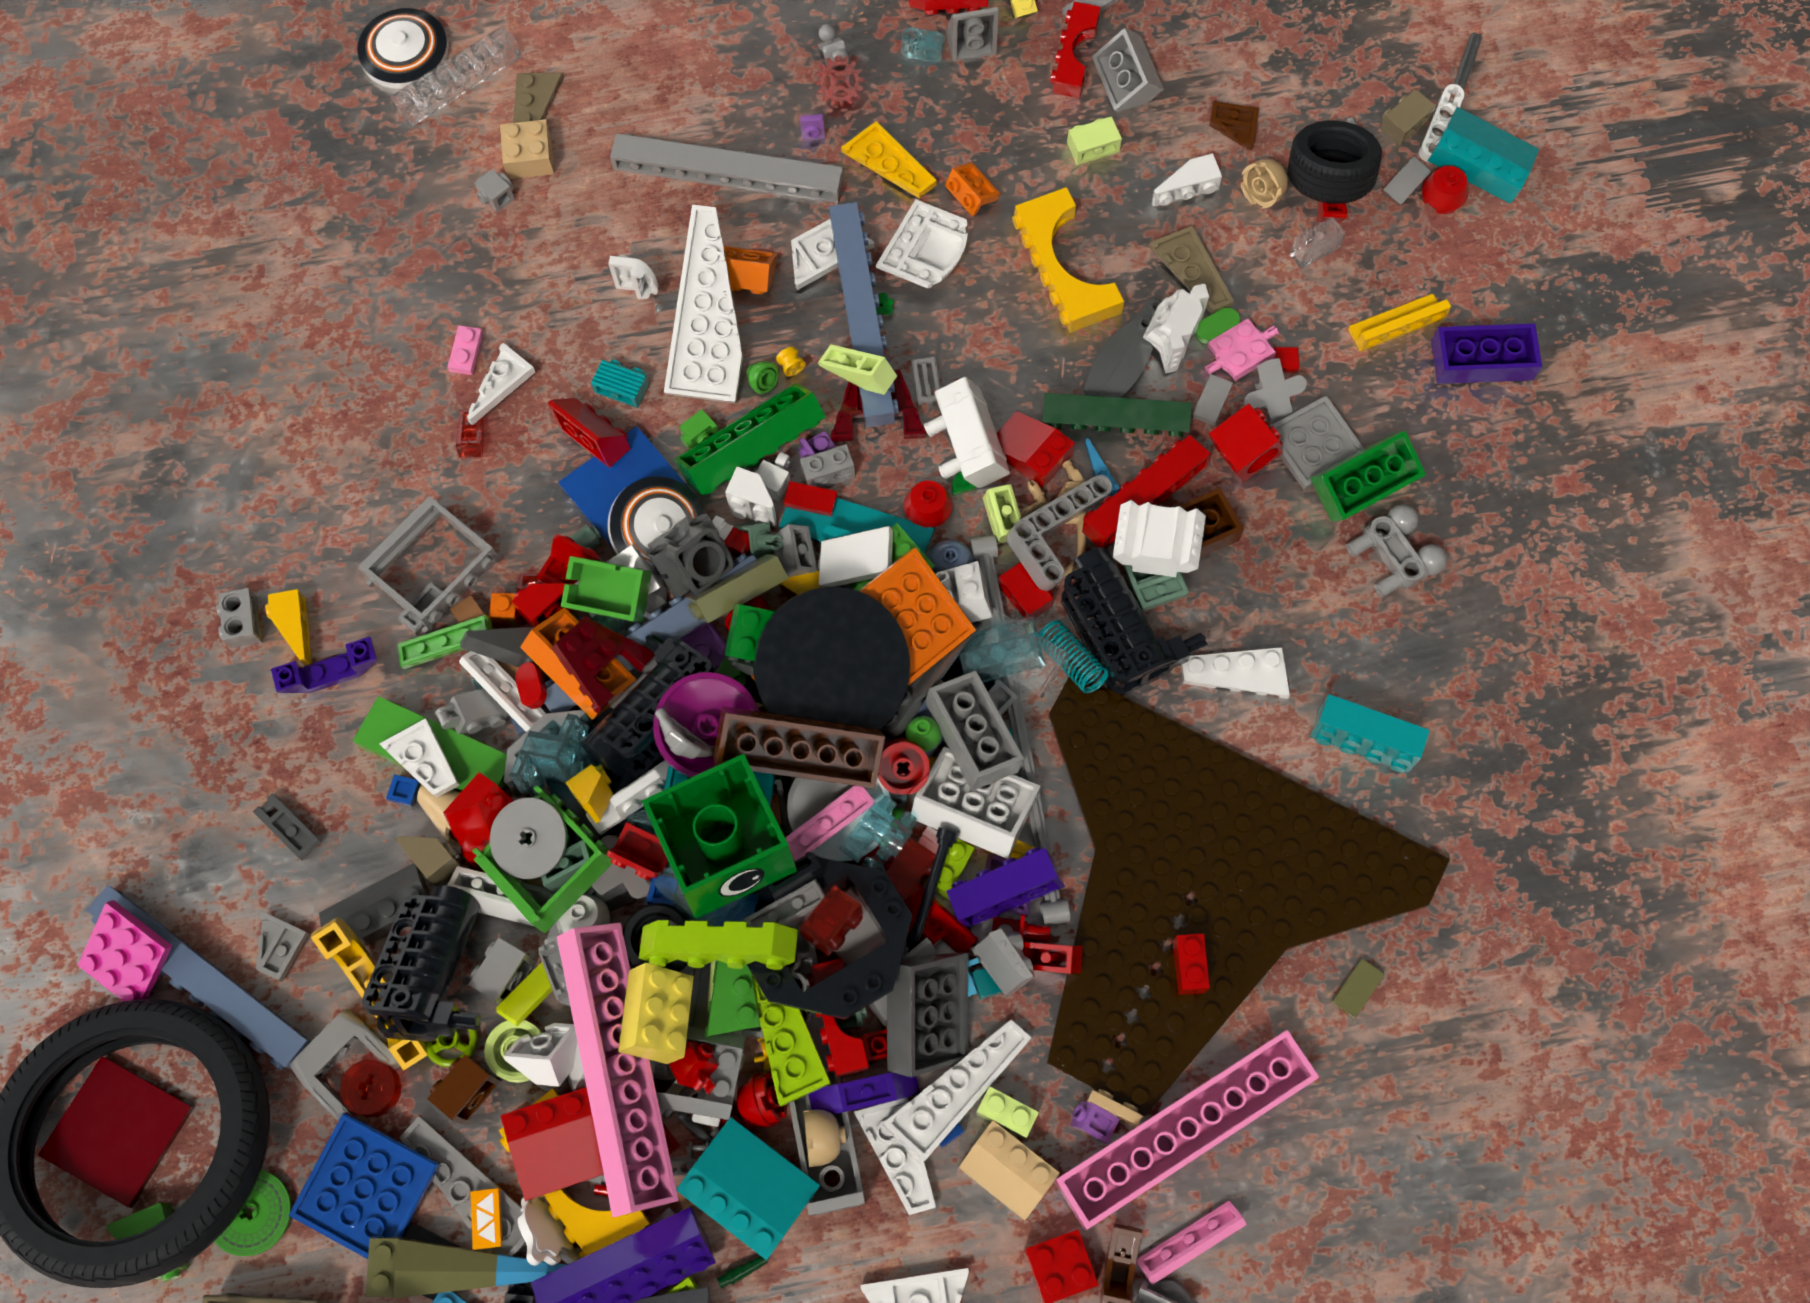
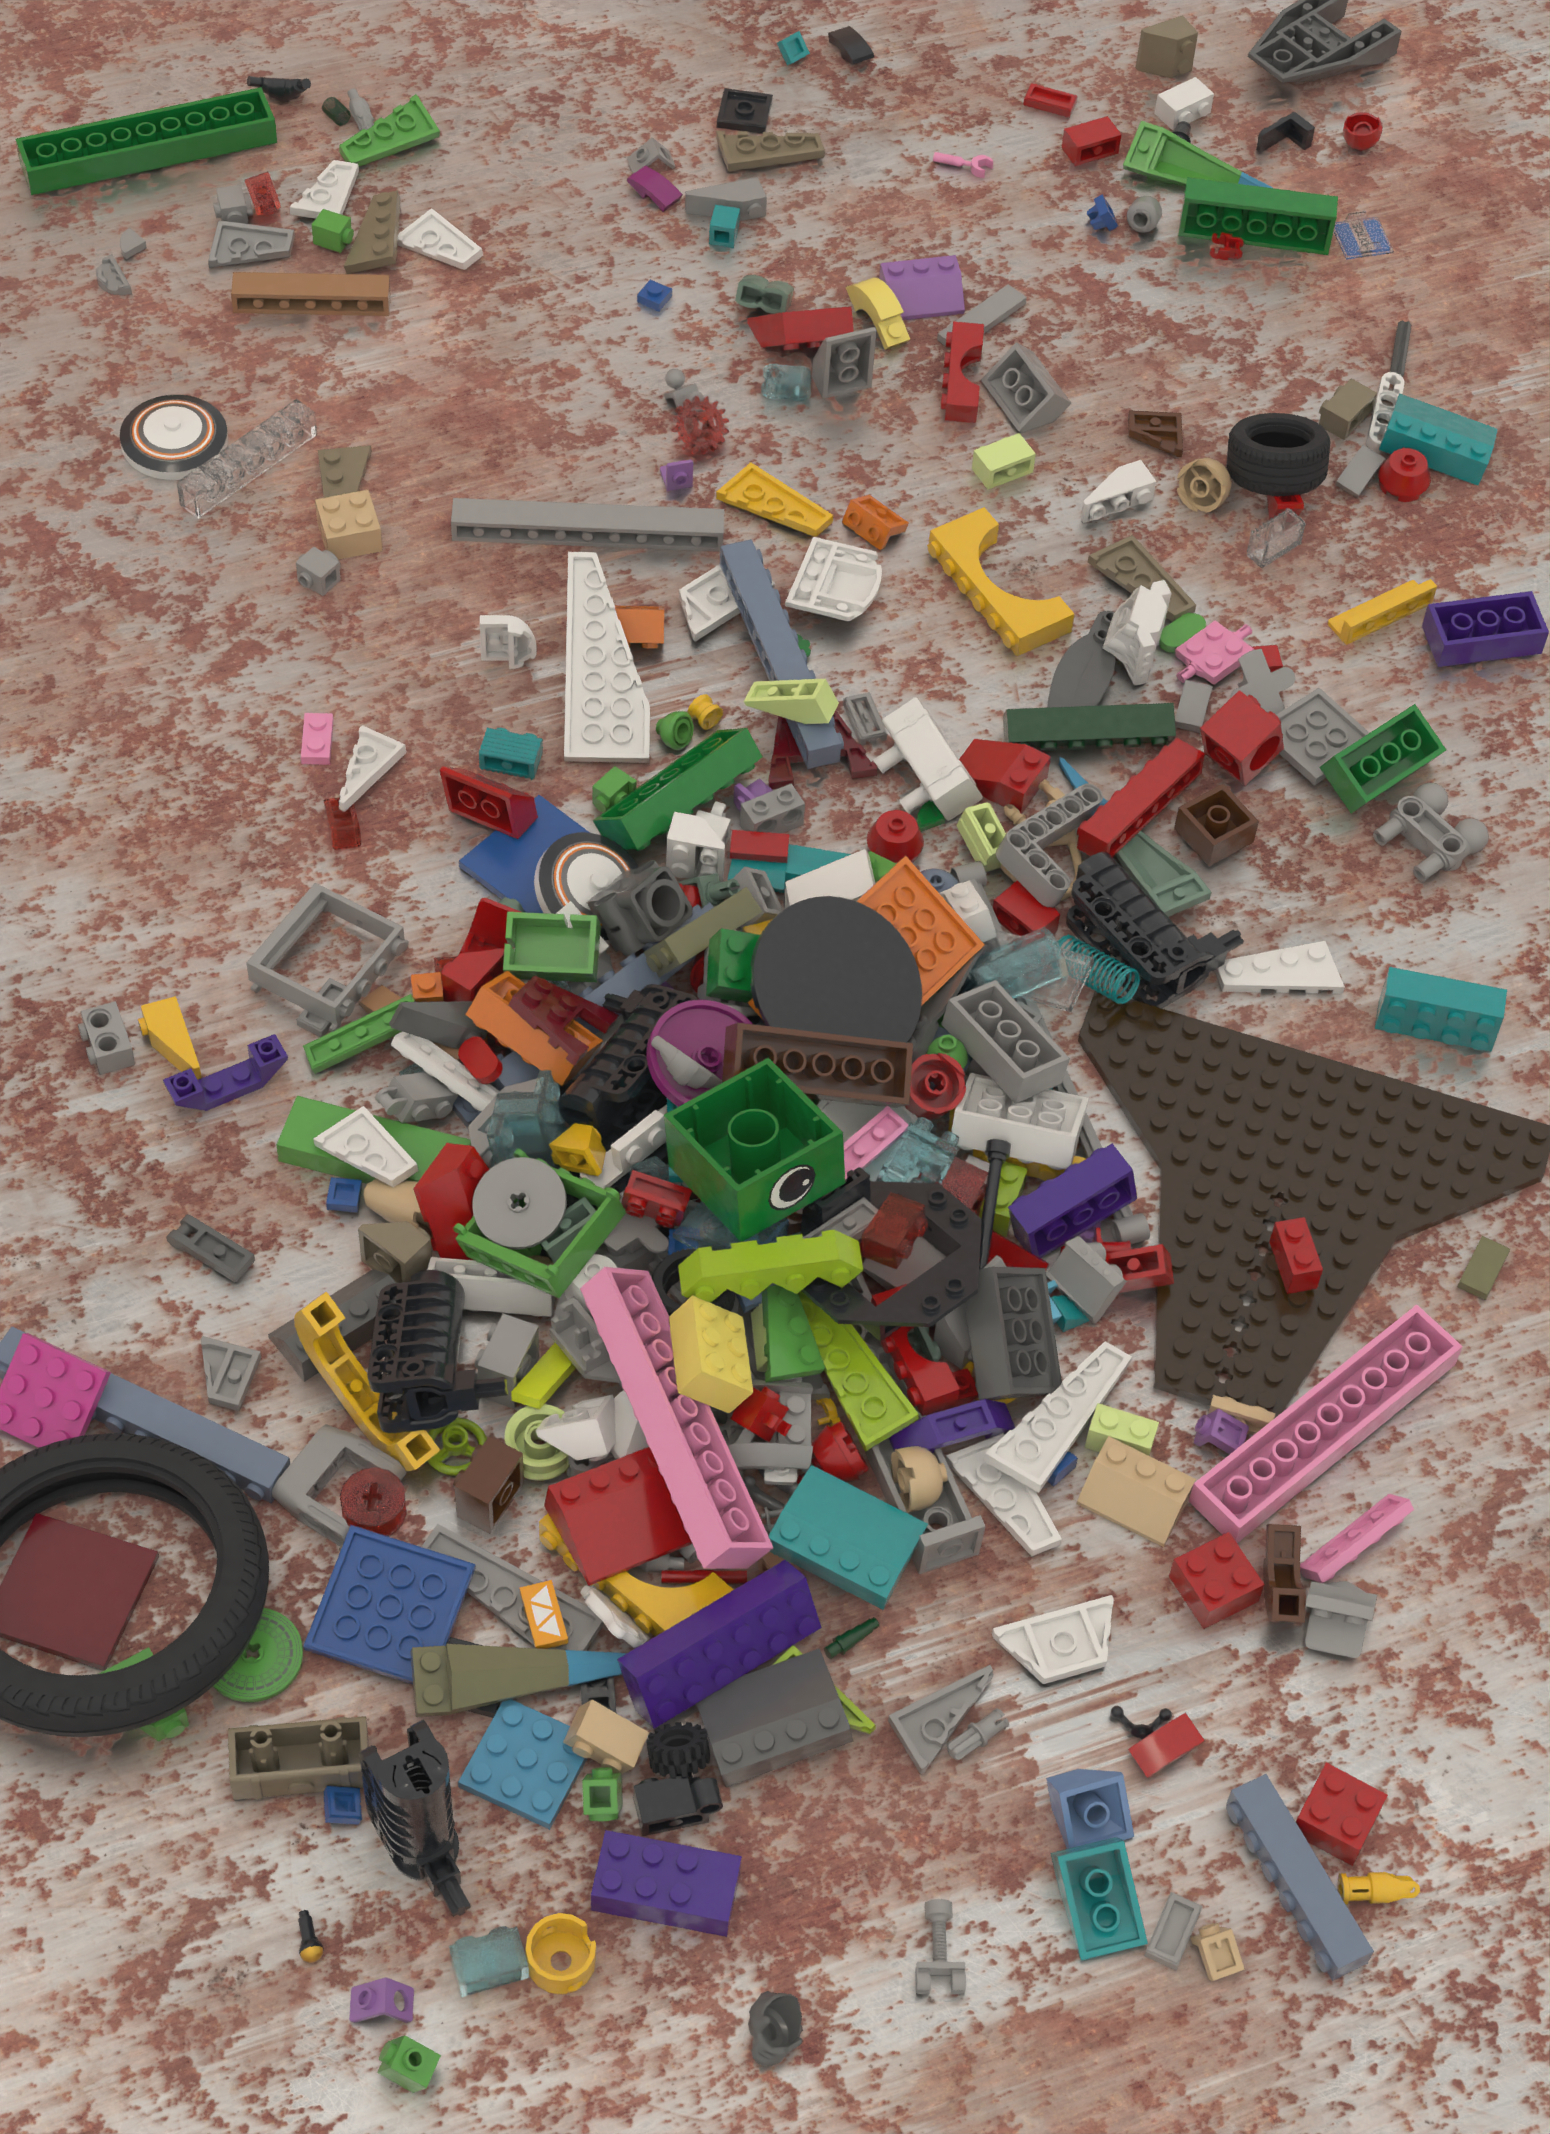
camera: 15 degrees left, 15 degrees down
(1158, 538) = (1168, 836): white slope -> none

